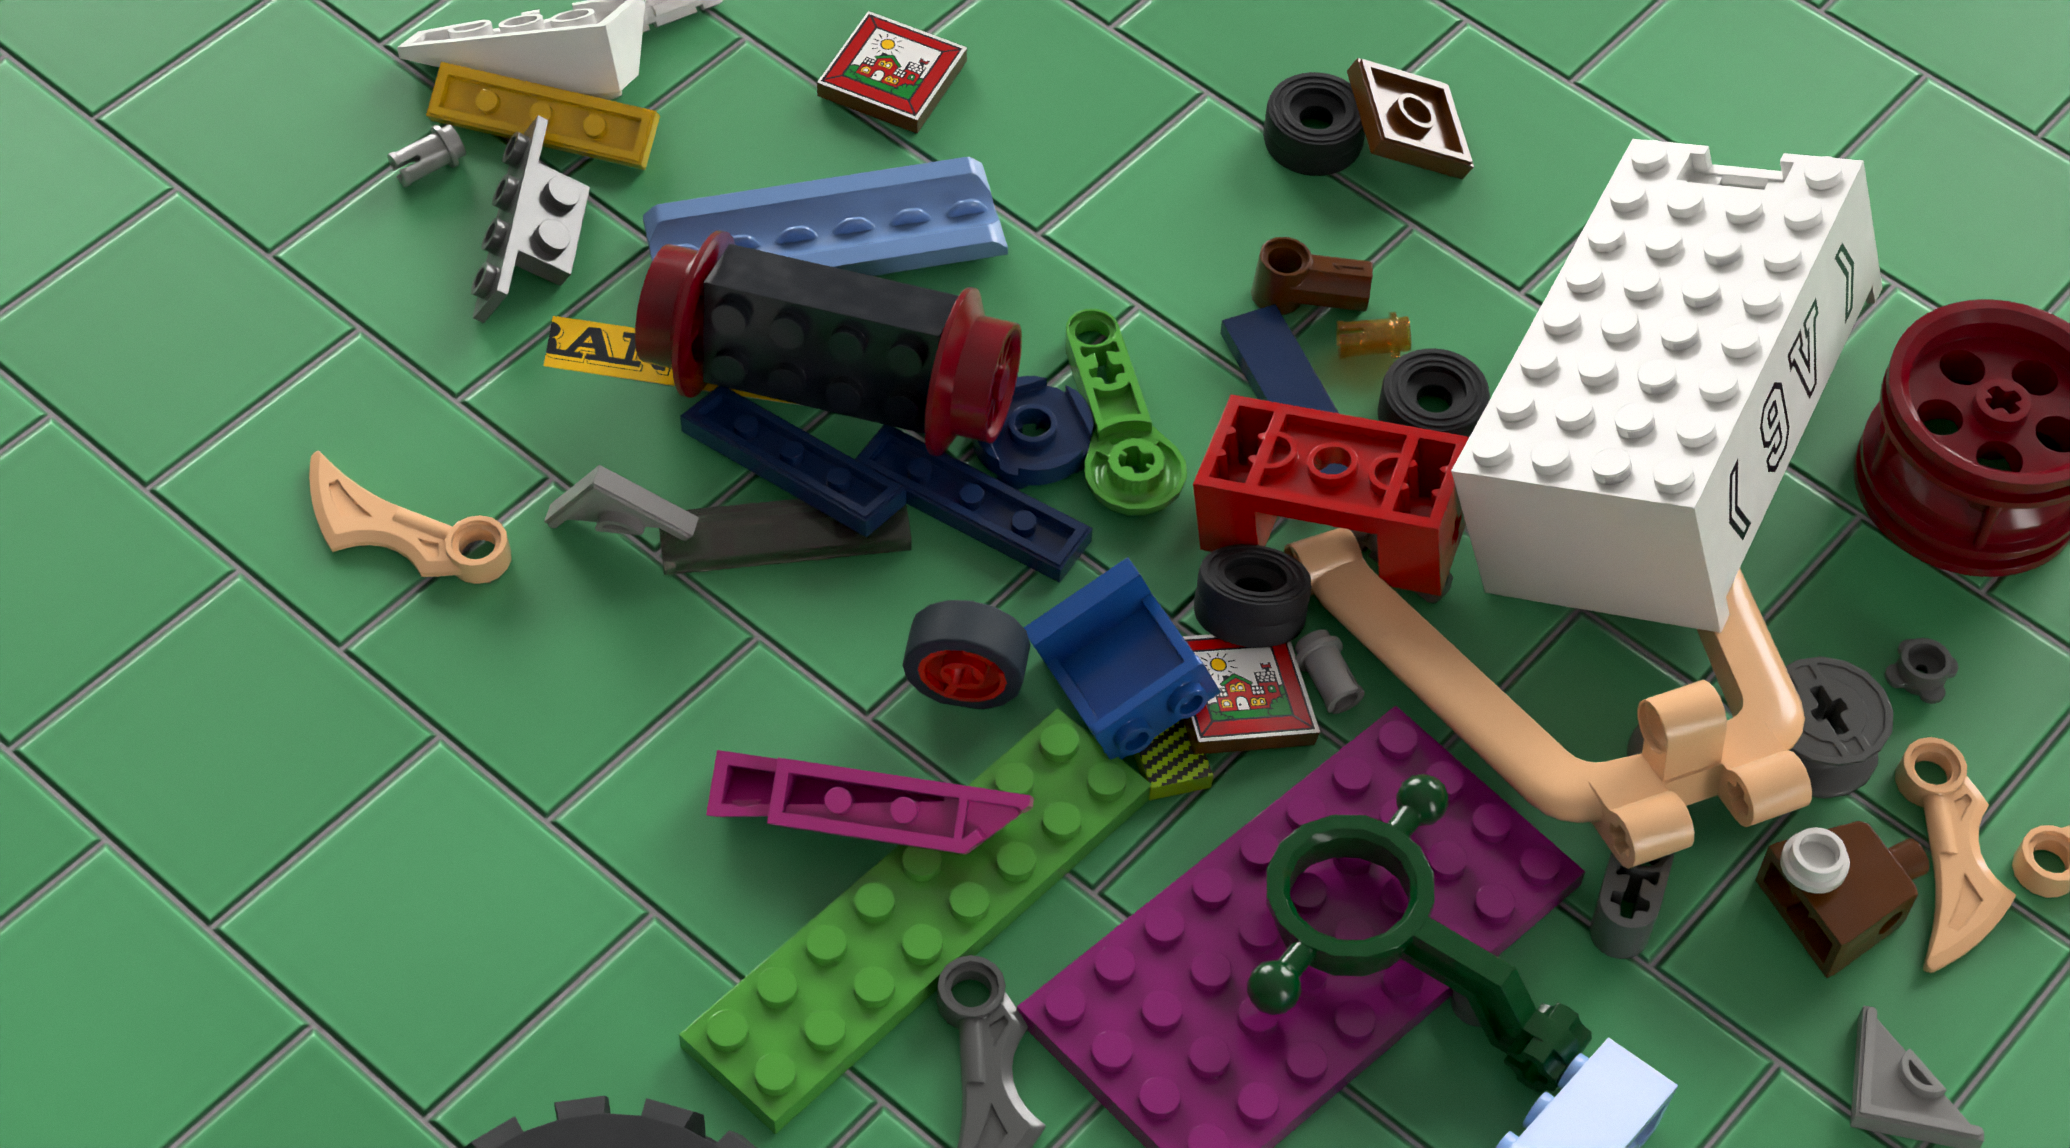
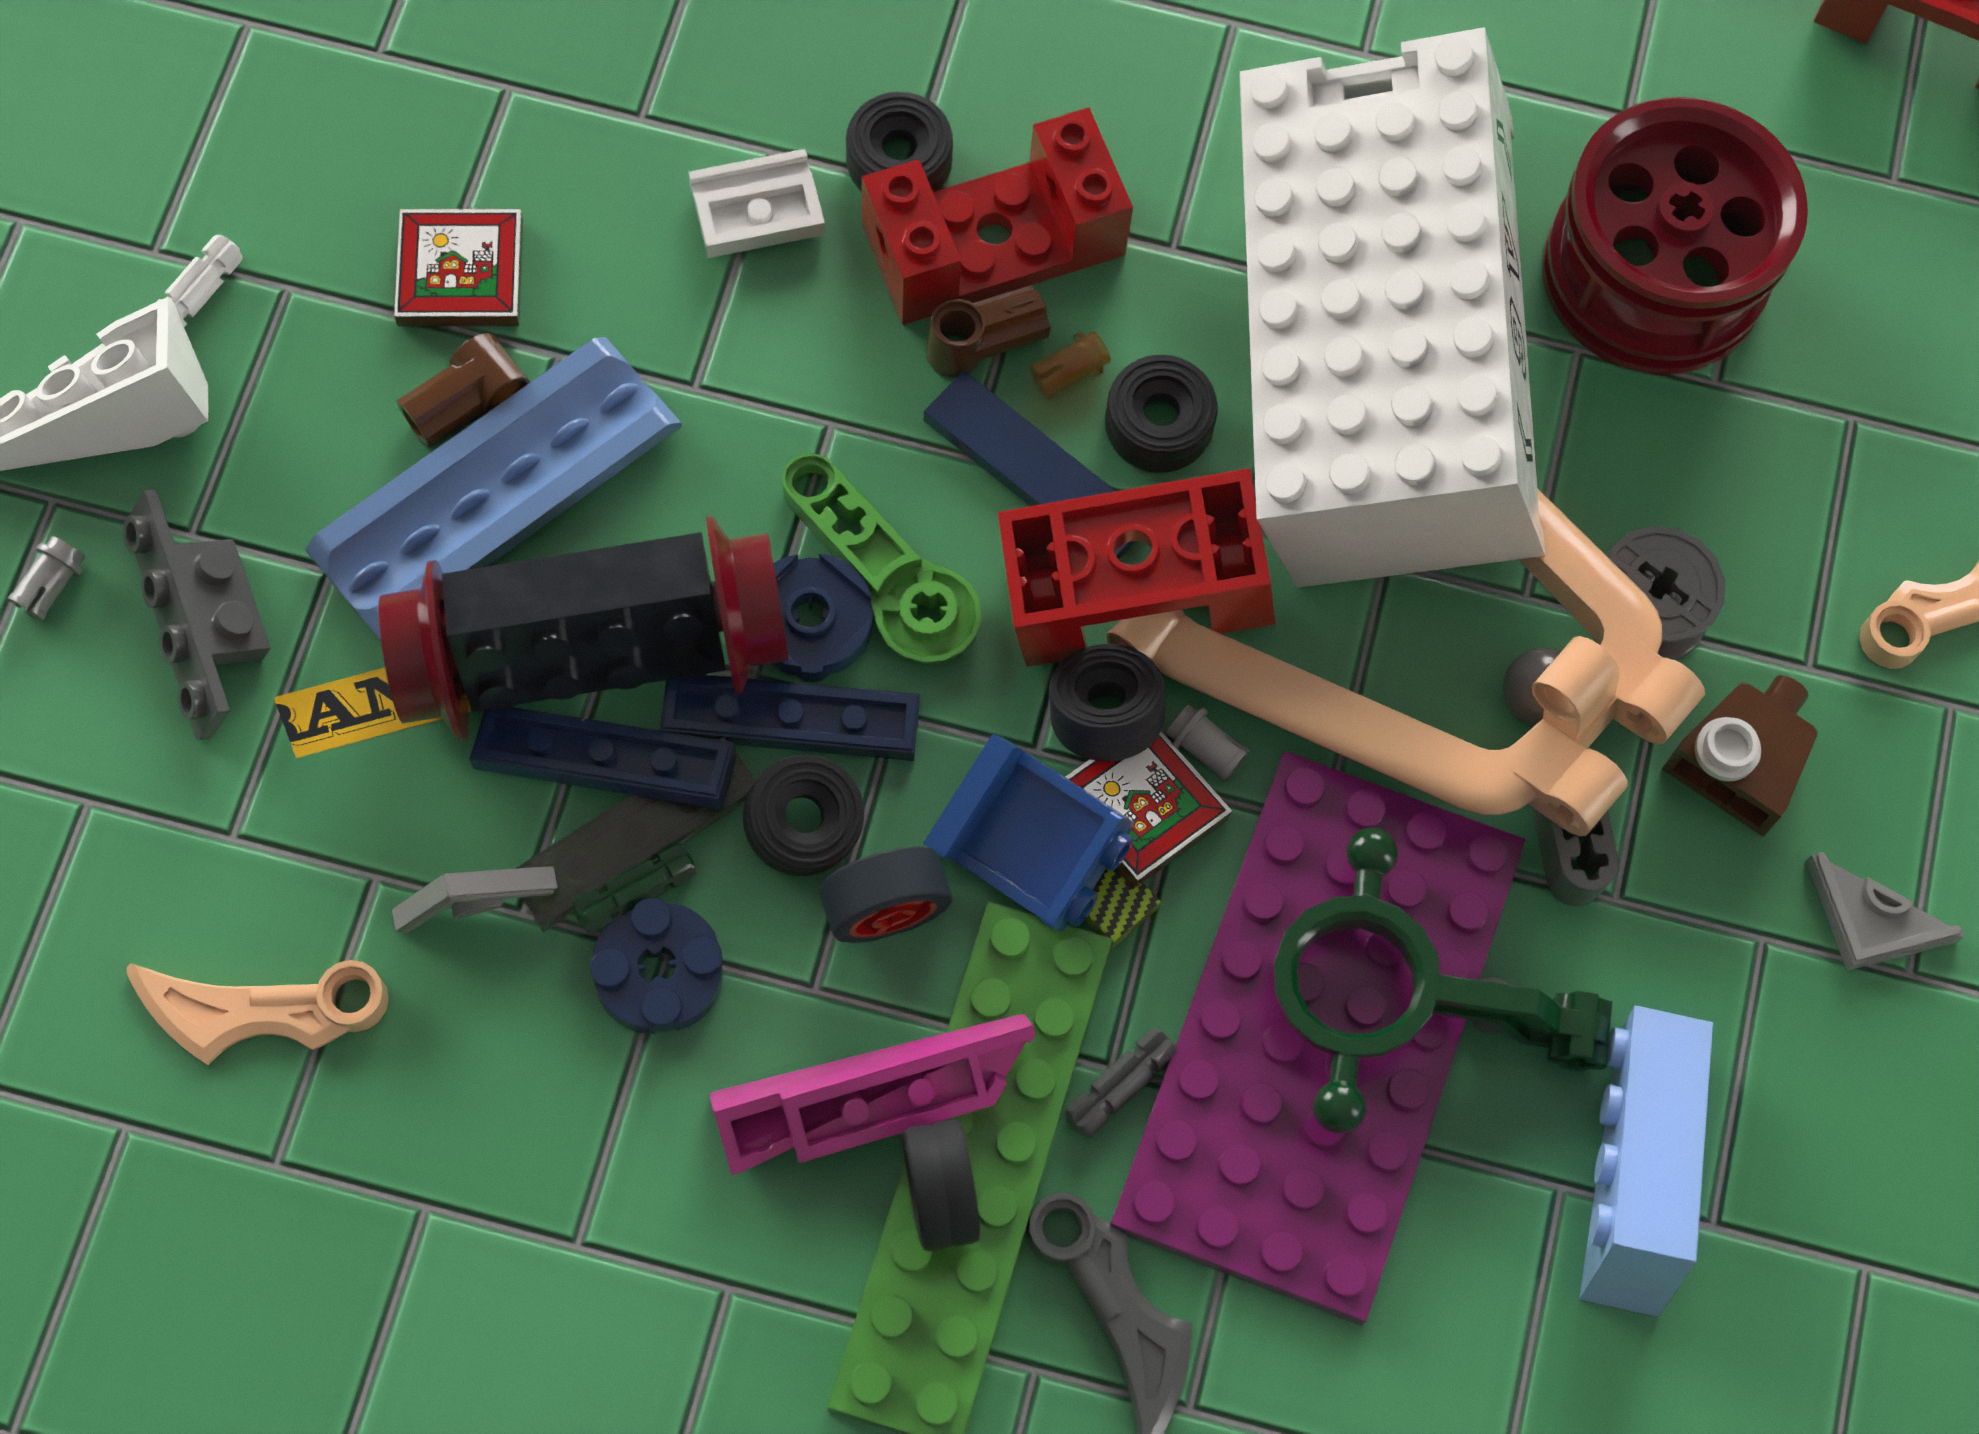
camera: 30 degrees left, 15 degrees up
(575, 120) = (115, 480): yellow tile -> none
(737, 607) = (661, 1004): none -> dark blue plate
(758, 567) = (632, 886): none -> dark green axle
(858, 147) = (474, 383): none -> reddish brown piece
(874, 882) = (941, 1185): none -> black tyre
(926, 536) = (829, 789): none -> black tyre
(1092, 902) = (1120, 1082): none -> dark grey axle
(1168, 117) = (756, 203): none -> white plate
(1409, 118) = (982, 105): reddish brown tile -> none
(1423, 224) = (1058, 208): none -> red plate
(1928, 657) = (1711, 476): dark grey plate -> none
(1966, 891) = (1841, 696): light nougat piece -> none

